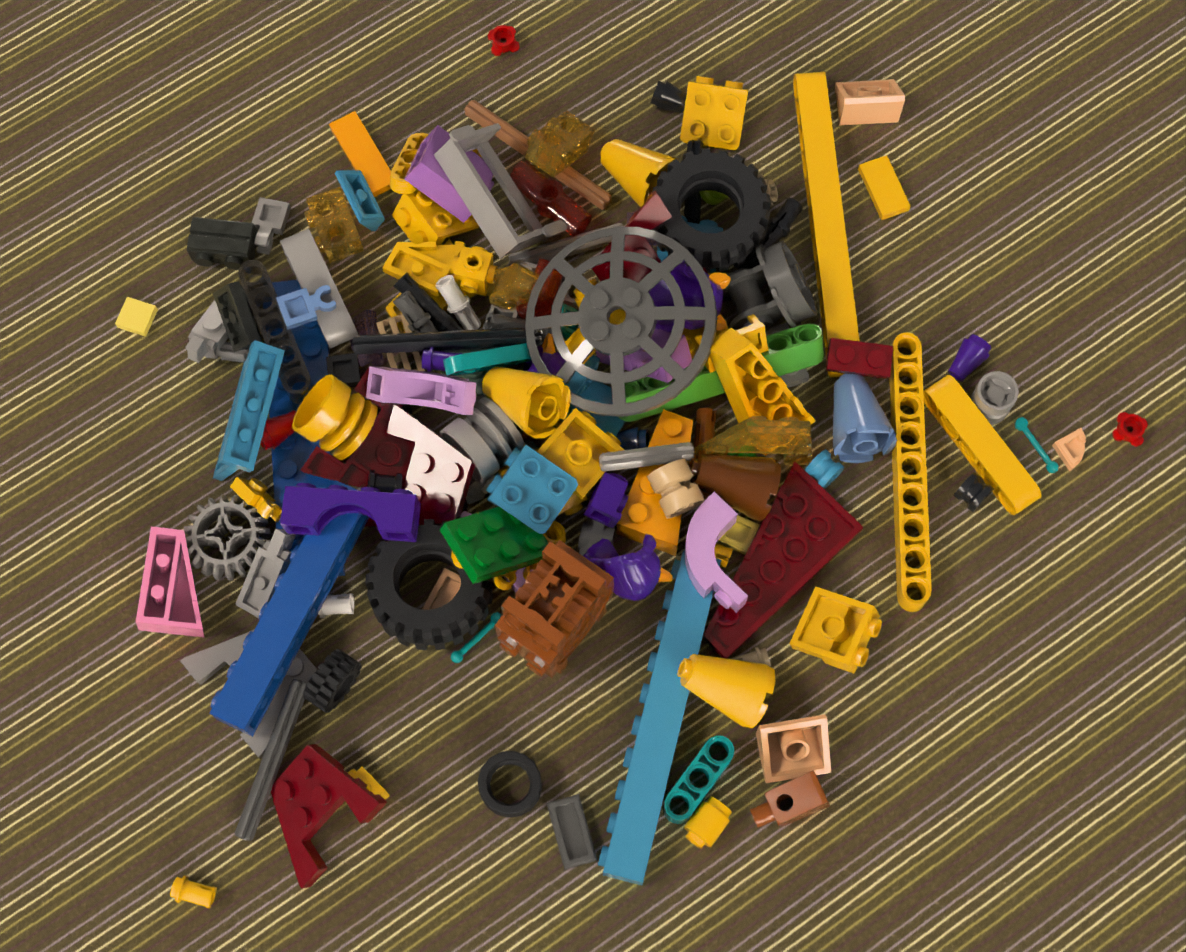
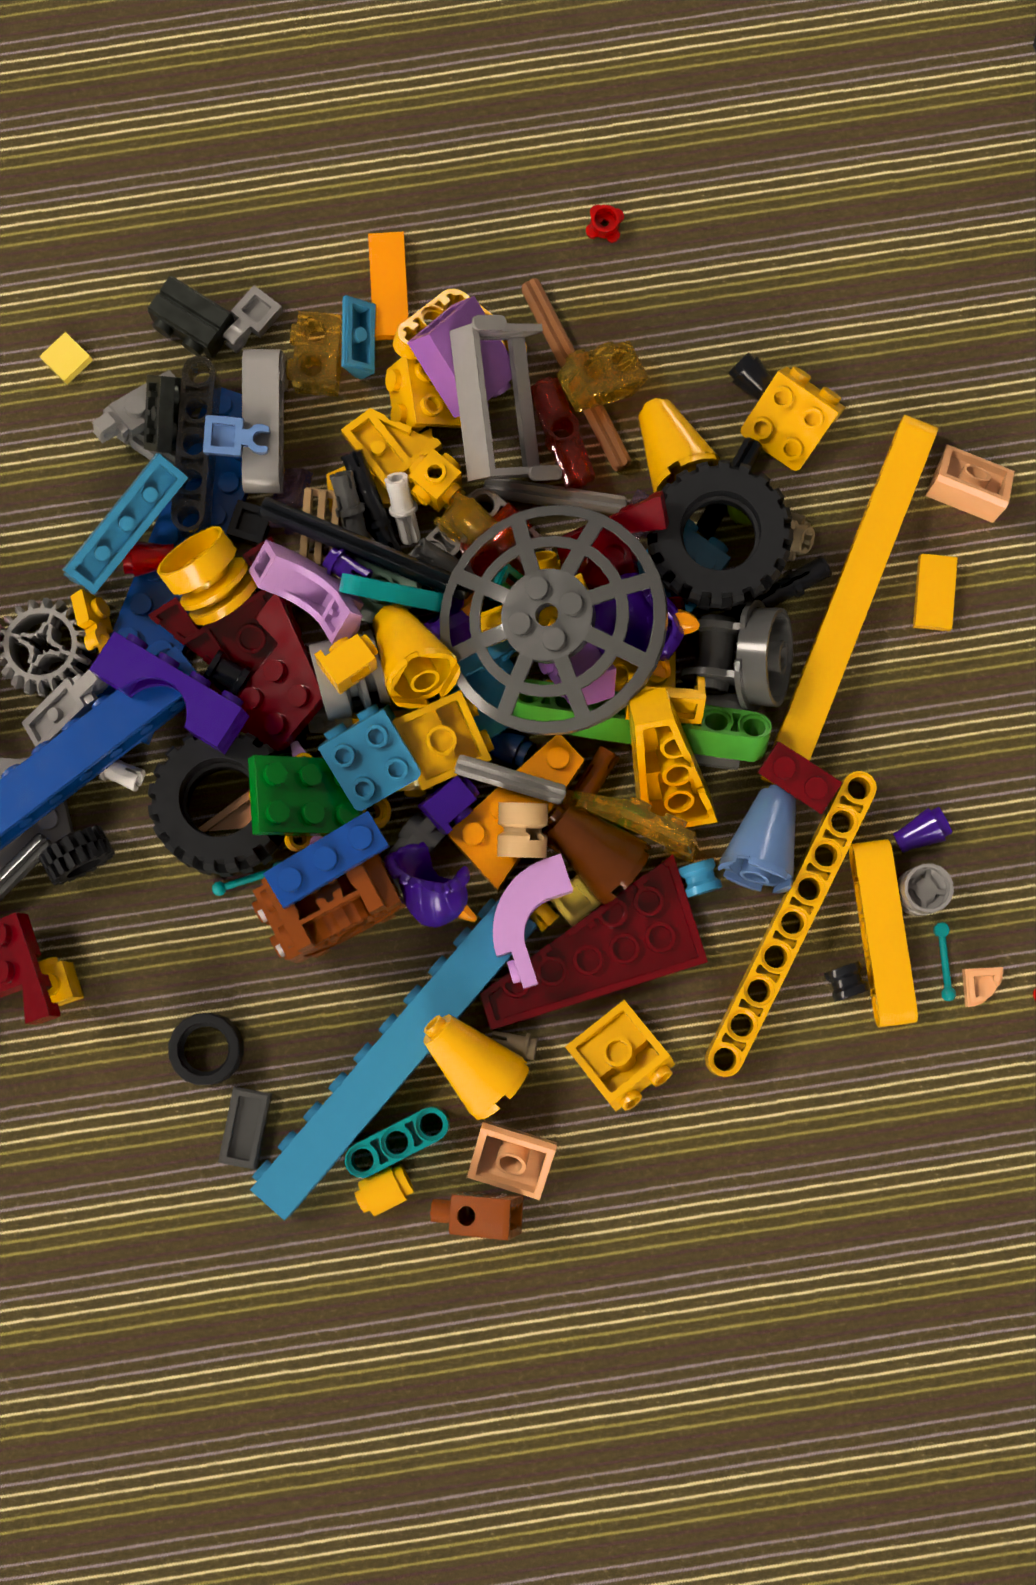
camera: 30 degrees right, 10 degrees up
(481, 421) = (348, 661): none -> yellow brick
(545, 565) = (326, 860): none -> blue plate

